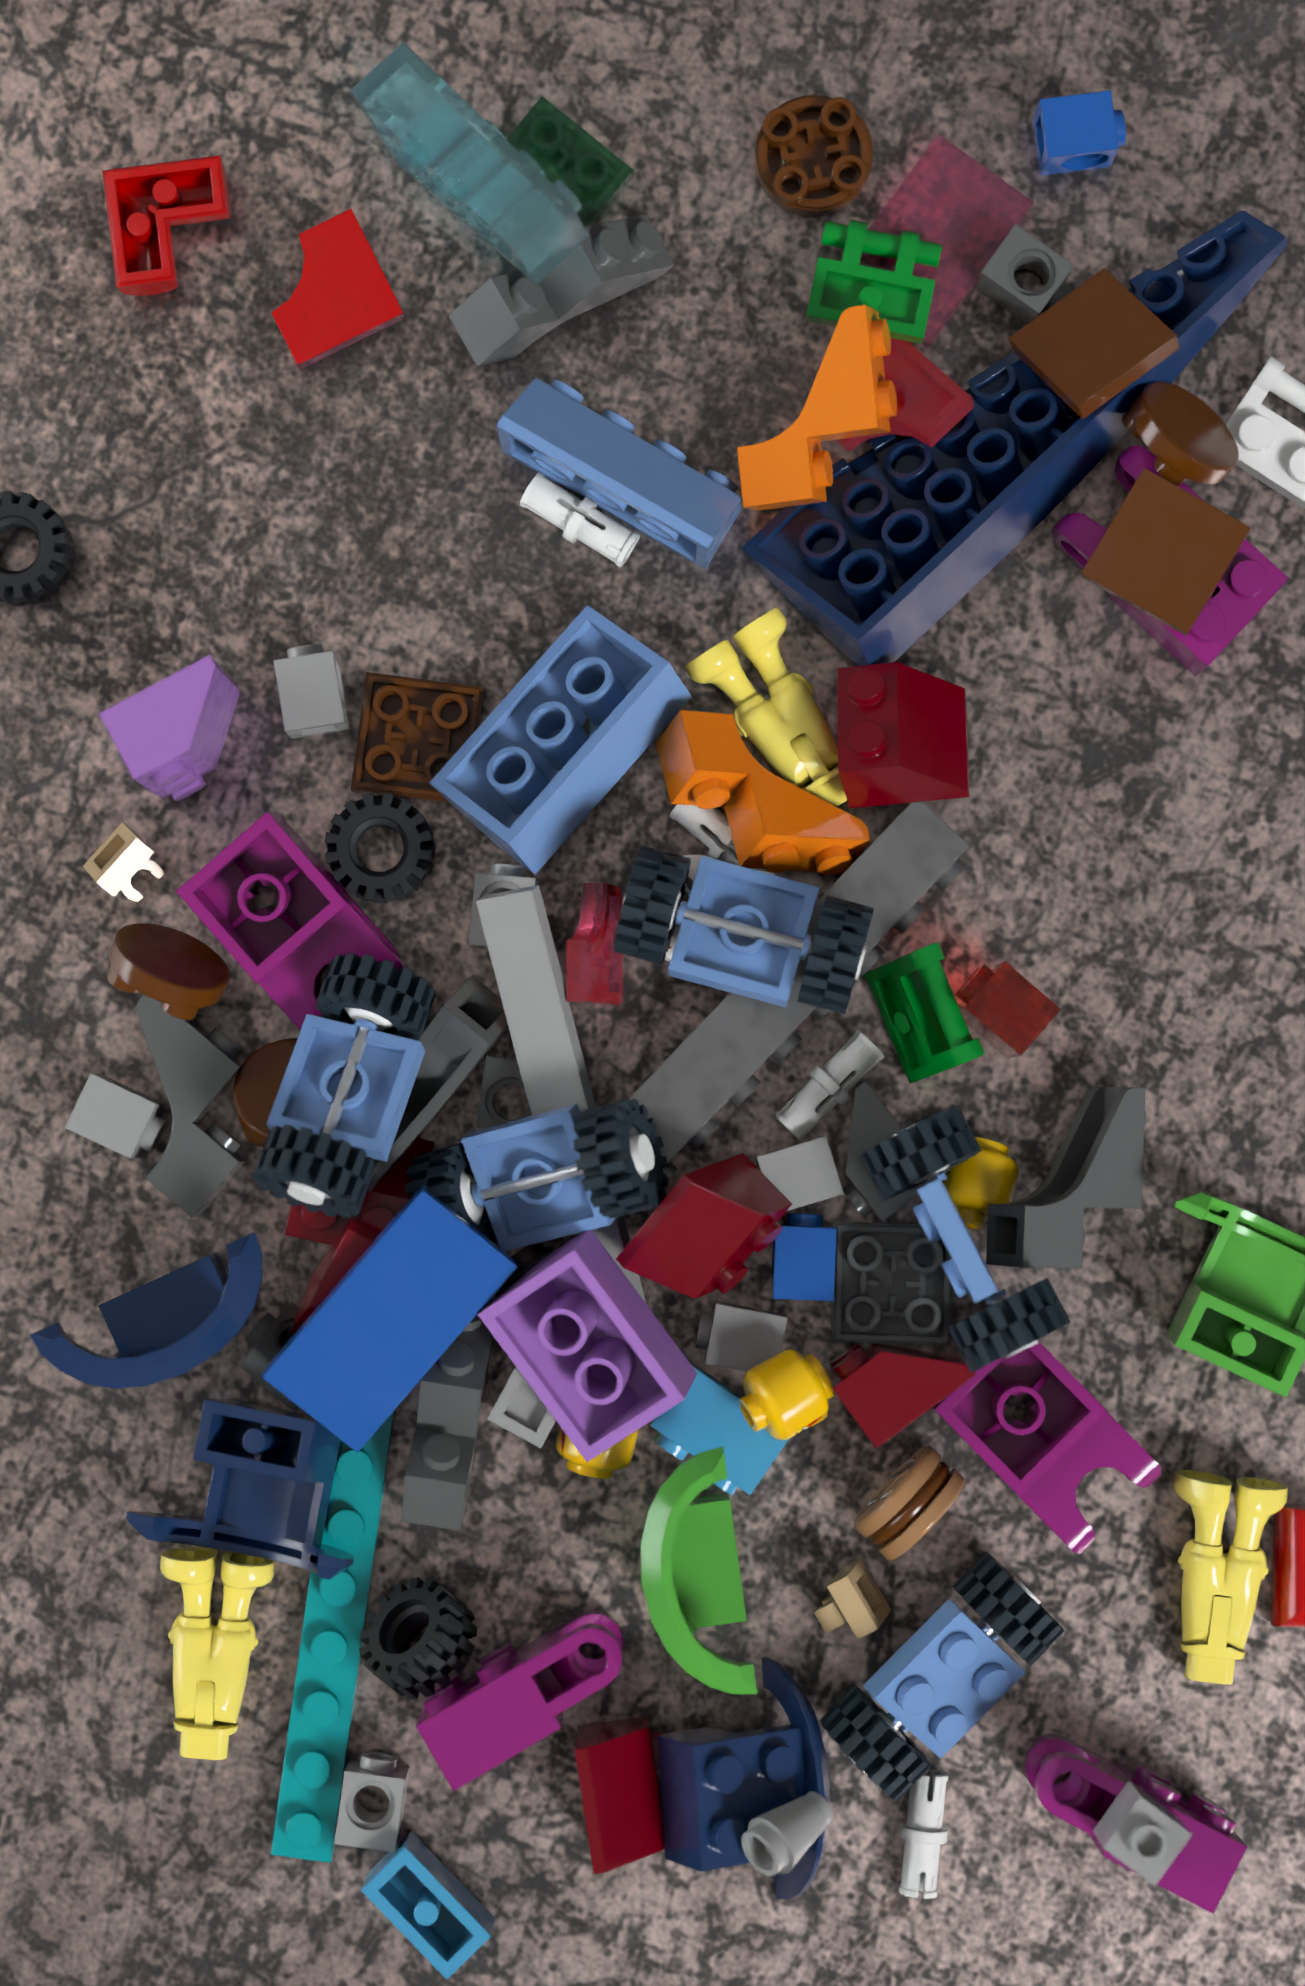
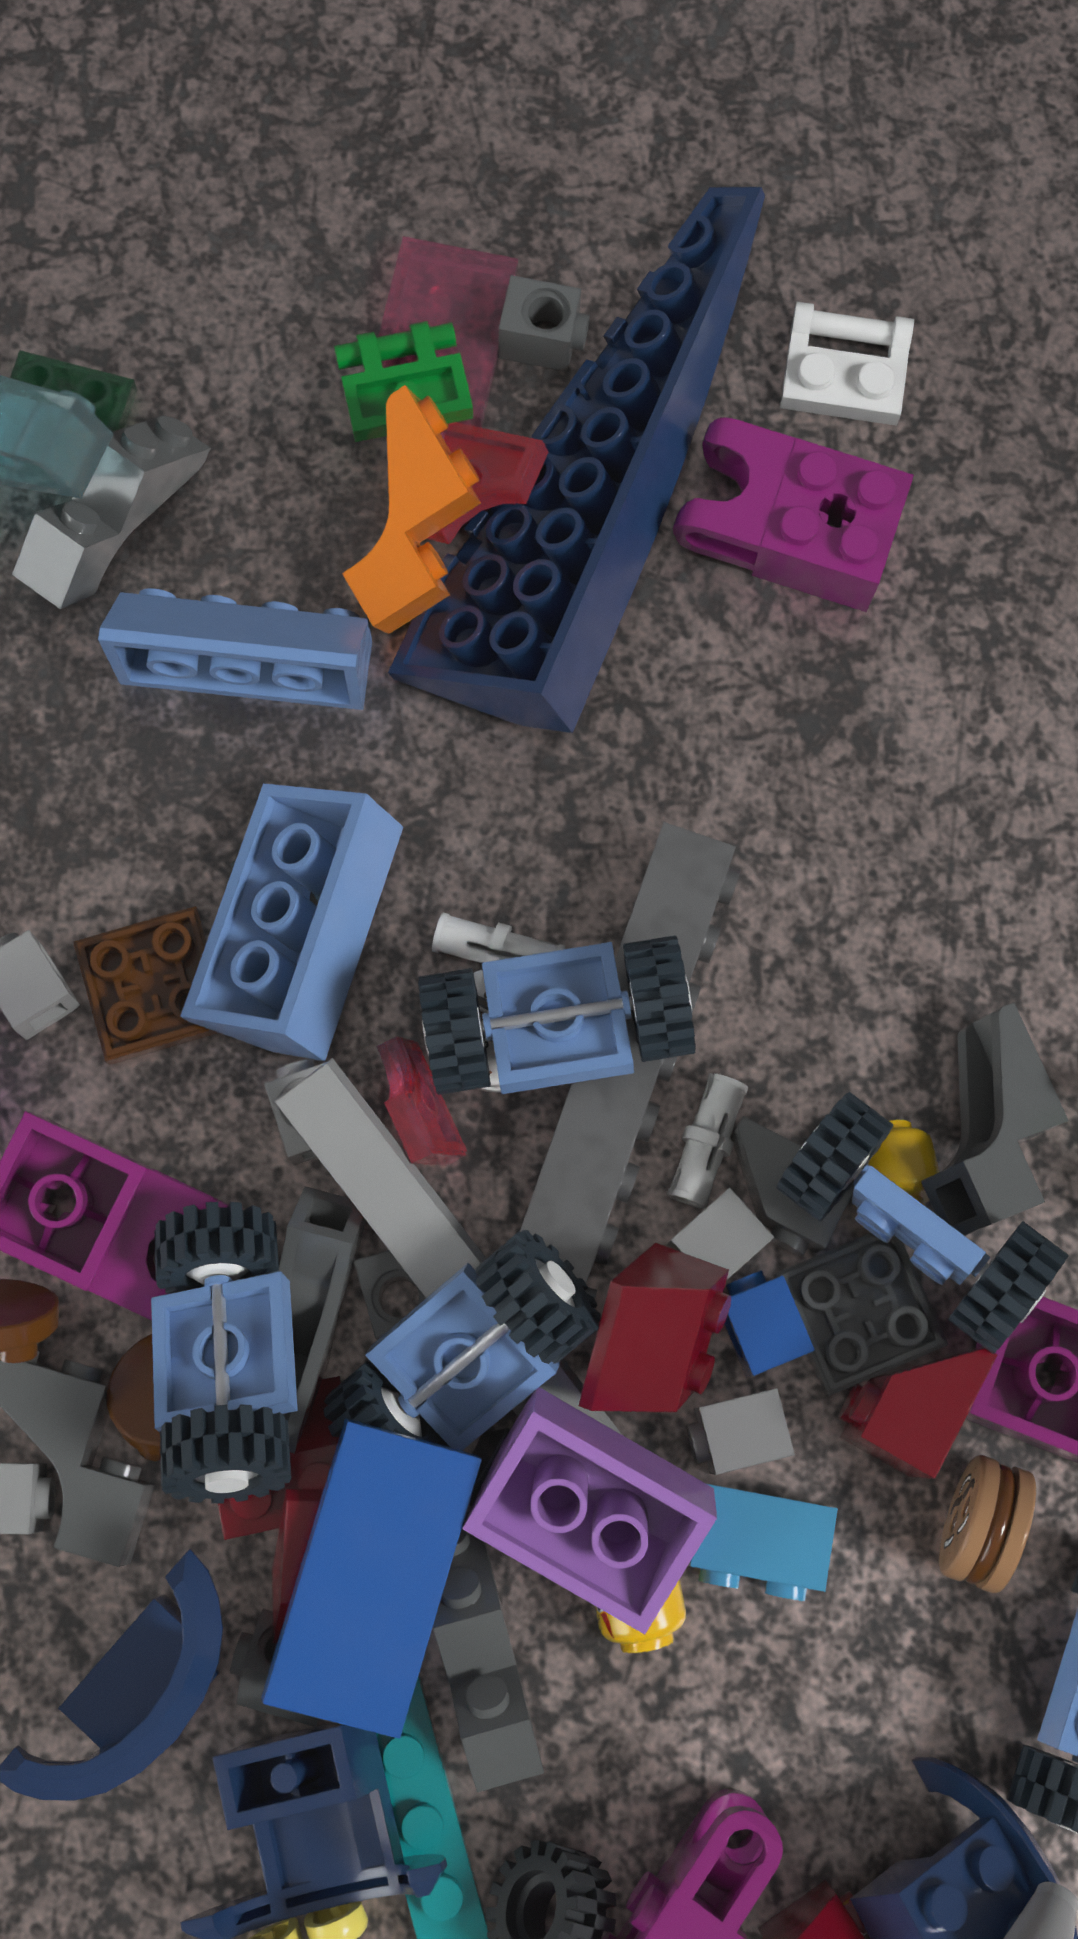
camera: 30 degrees left, 10 degrees down
(354, 822) = (131, 1078): black tyre -> none
(522, 1411) = (552, 1611): light grey brick -> none
(579, 519) = (221, 710): white pin -> none
(694, 1571) = (809, 1702): bright green piece -> none
(769, 818) = (527, 902): orange arch -> none
(786, 1394) = (814, 1467): yellow head -> none
(789, 724) = (506, 817): light yellow piece -> none
(813, 155) = (296, 302): reddish brown tile -> none
(853, 1600) = (978, 1655): tan tile -> none
(900, 736) = (621, 772): dark red slope -> none
(922, 1014) = (756, 1036): green plate -> none
(1005, 1008) = (844, 985): clear red brick -> none
(1077, 132) = (528, 183): blue brick -> none
(1094, 343) = (633, 343): reddish brown tile -> none
(1165, 552) = (791, 492): reddish brown tile -> none
(1182, 434) = (753, 391): reddish brown tile -> none

